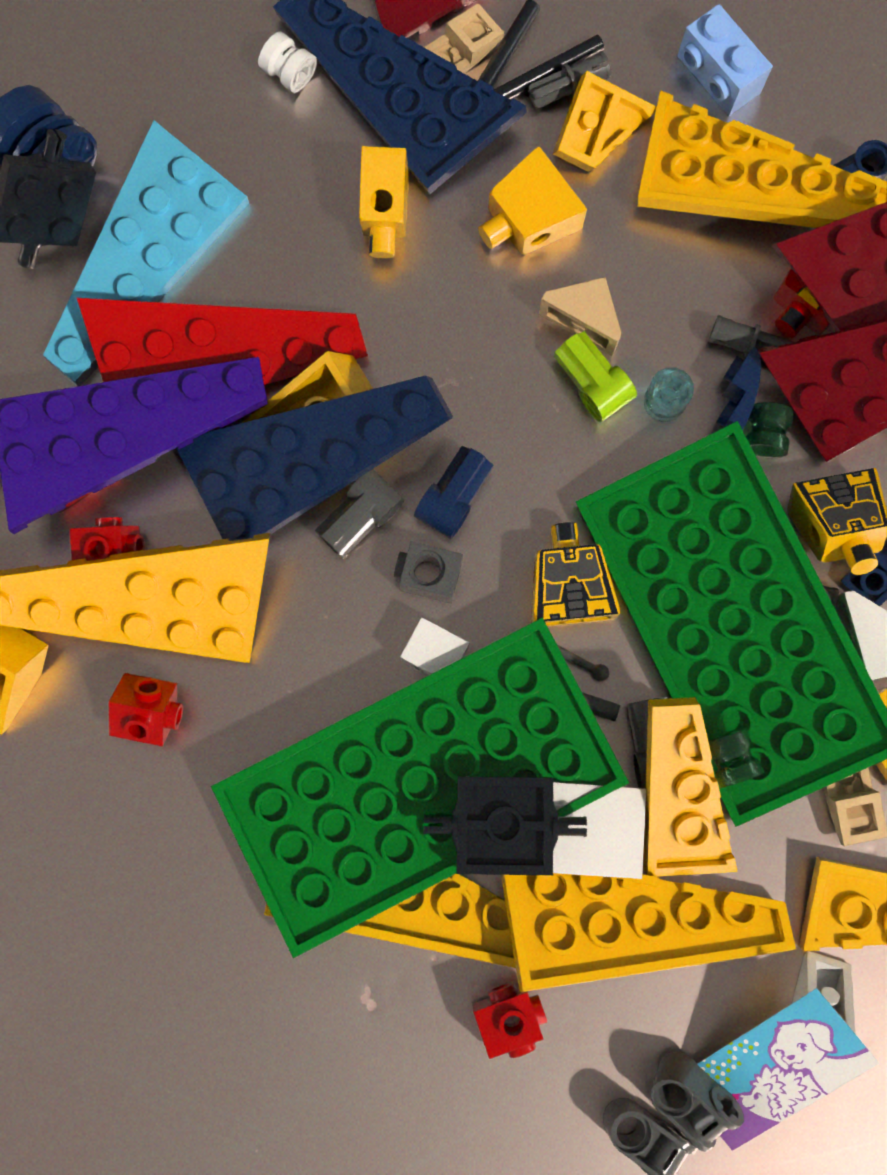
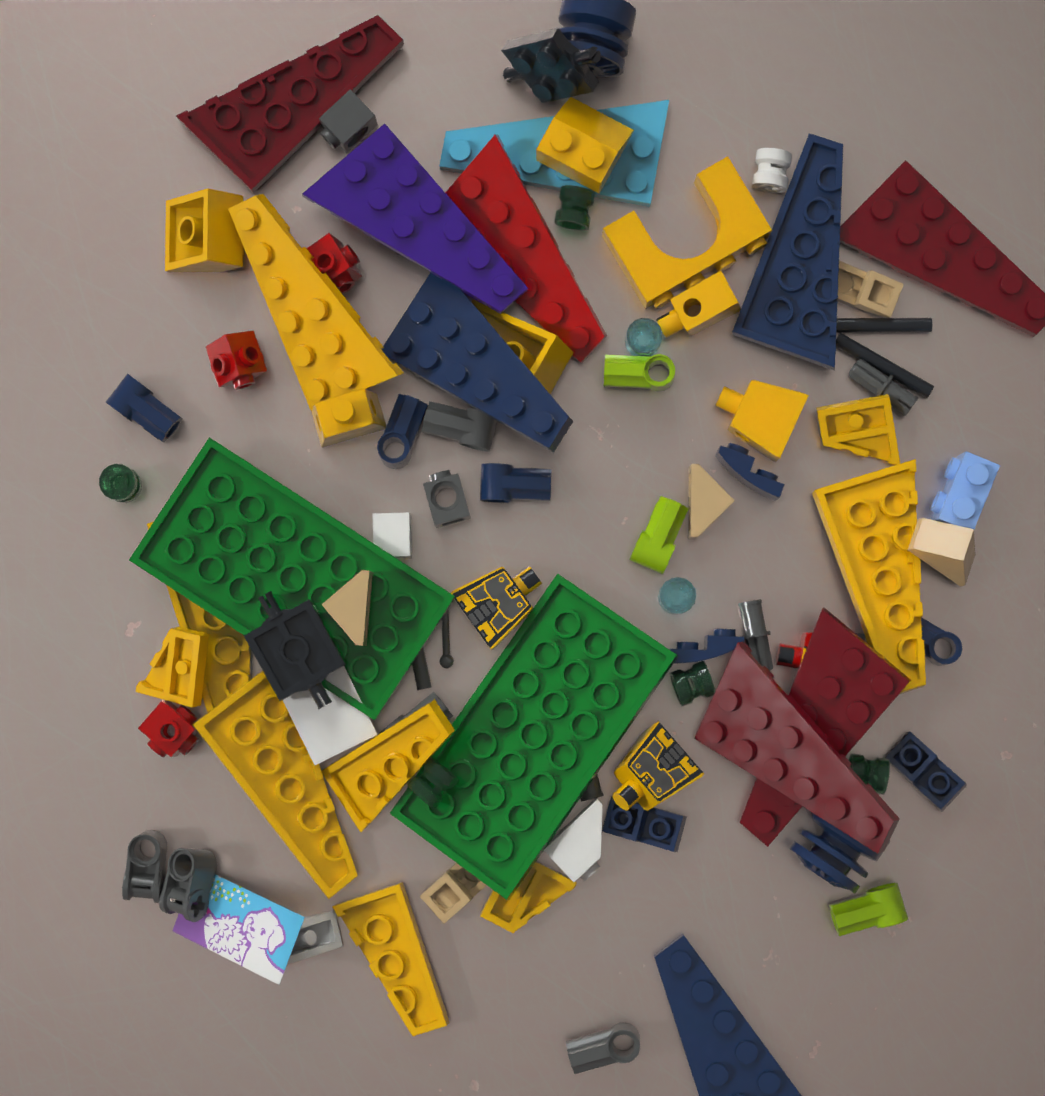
camera: 65 degrees right, 5 degrees up
(125, 847) = (138, 404): none -> dark blue piece
(147, 222) = (583, 144): none -> yellow slope
(202, 269) = (574, 208): none -> clear green wheel
(209, 914) = (126, 487): none -> clear green wheel
(278, 627) = (348, 417): none -> yellow torso
(322, 229) = (658, 275): none -> yellow arch
(327, 576) = (402, 428): none -> dark blue piece
(381, 268) = (646, 332): none -> clear light blue wheel
(410, 304) = (633, 371): none -> lime piece
(446, 972) = (178, 668): none -> yellow wing
(493, 733) = (352, 607): none -> tan slope
(572, 257) = (739, 464): none -> dark blue slope
(771, 103) = (944, 548): none -> tan slope

